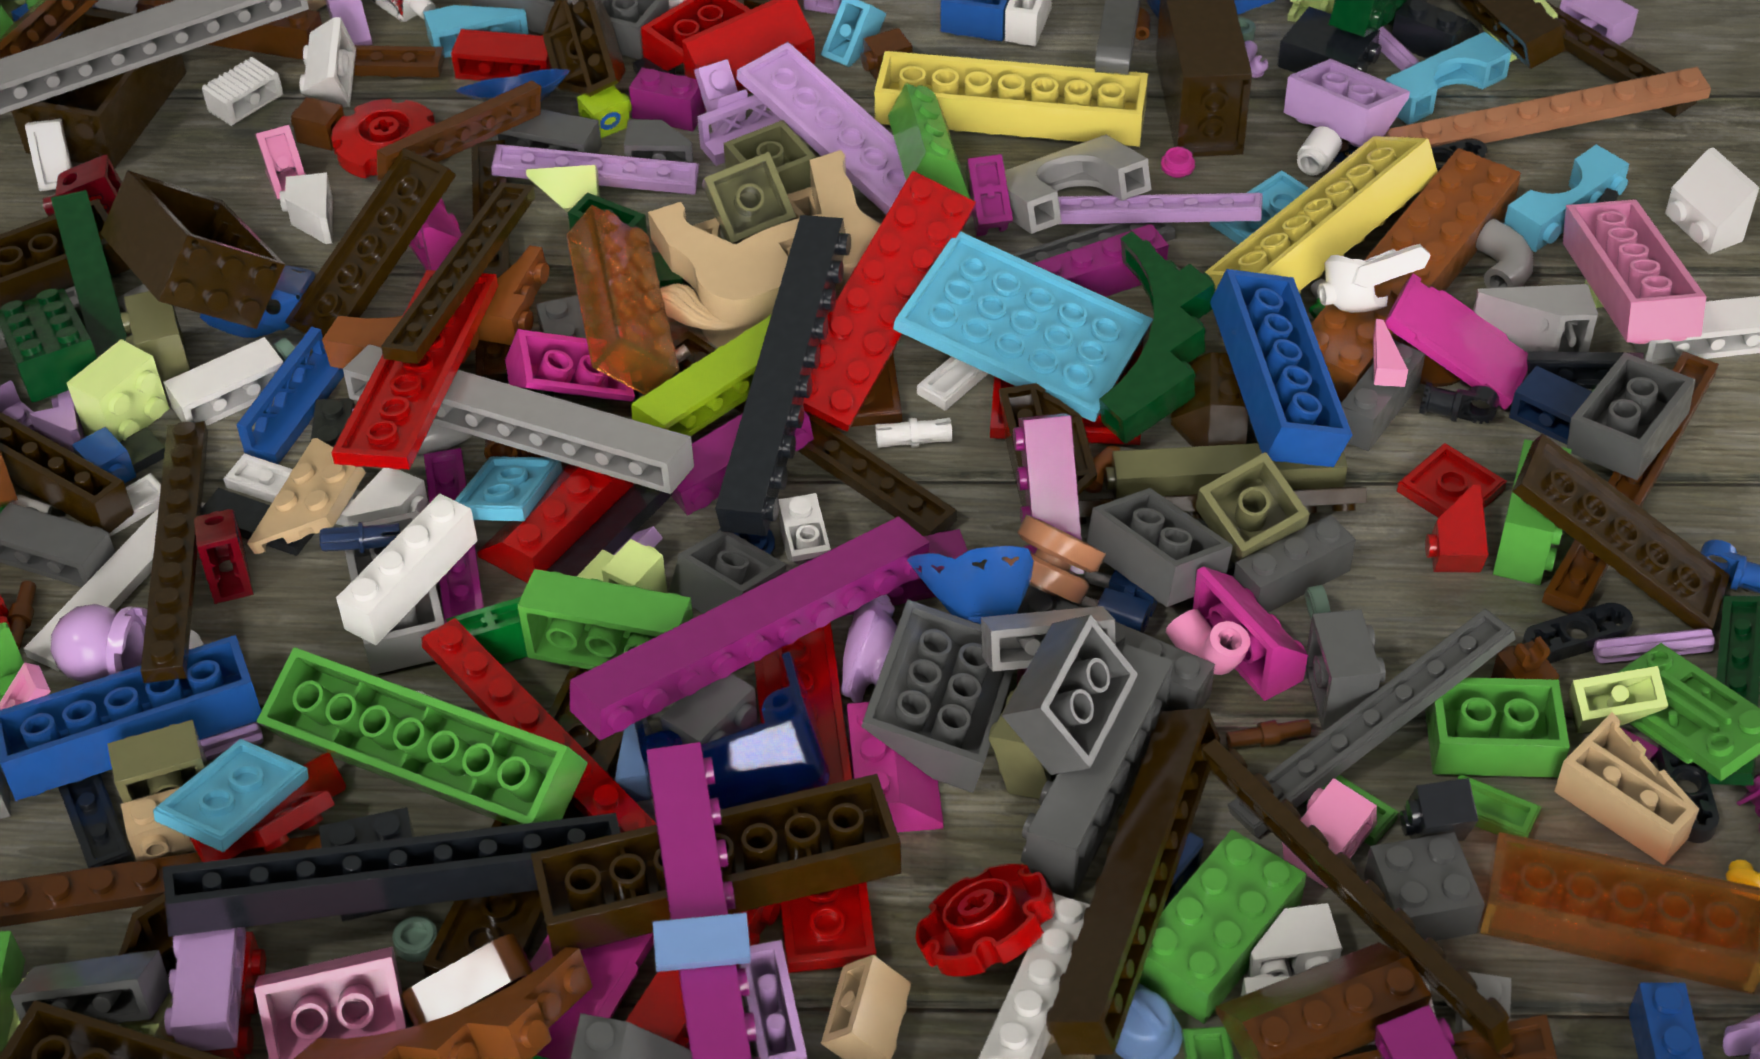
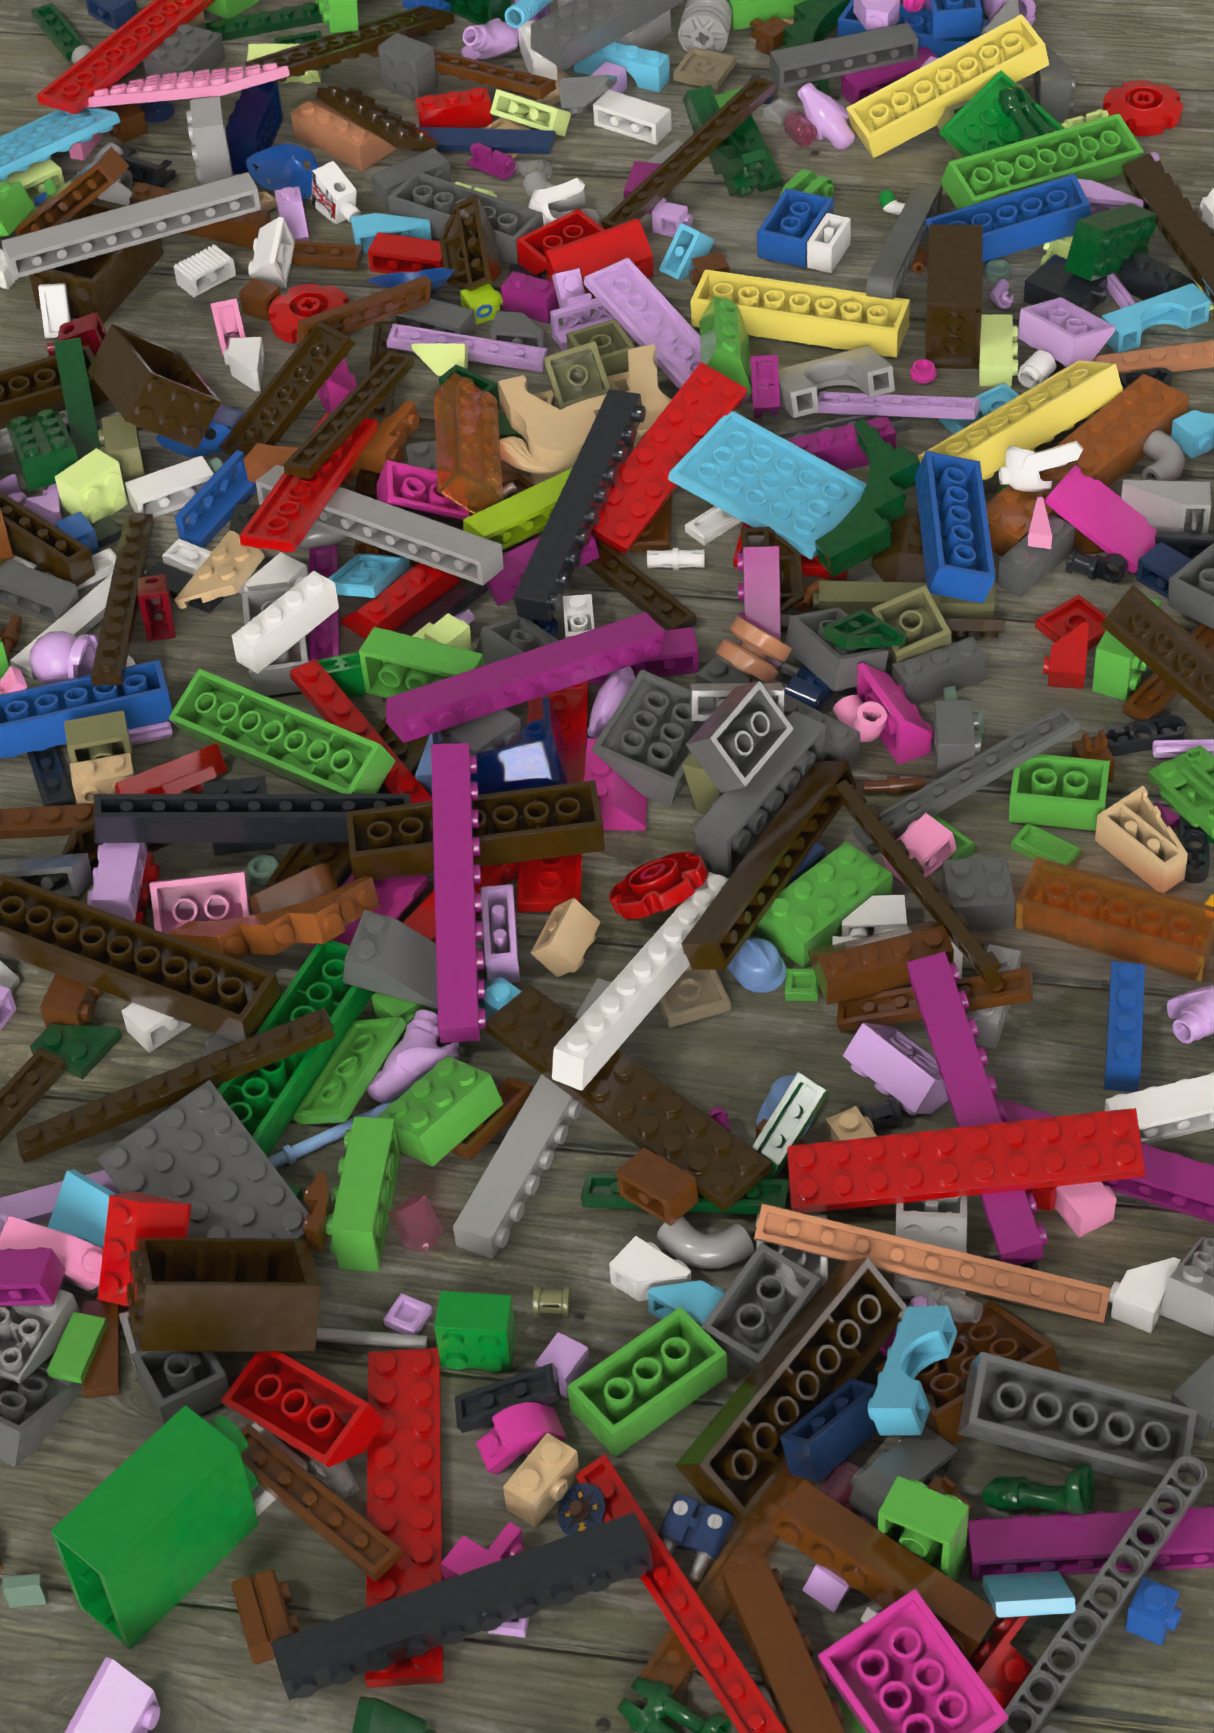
camera: 10 degrees right, 0 degrees up
(231, 795) = (146, 761): medium azure tile -> none
(358, 537) = (251, 598): dark blue axle -> none
(701, 942) = (451, 871): medium blue tile -> none
(975, 591) = (692, 665): blue piece -> none
(1197, 523) = (863, 631): none -> dark green wing
(1267, 133) = (998, 350): none -> yellowish green brick
(1440, 810) = (998, 838): black brick -> none
(1626, 694) = (1157, 775): yellowish green slope -> none

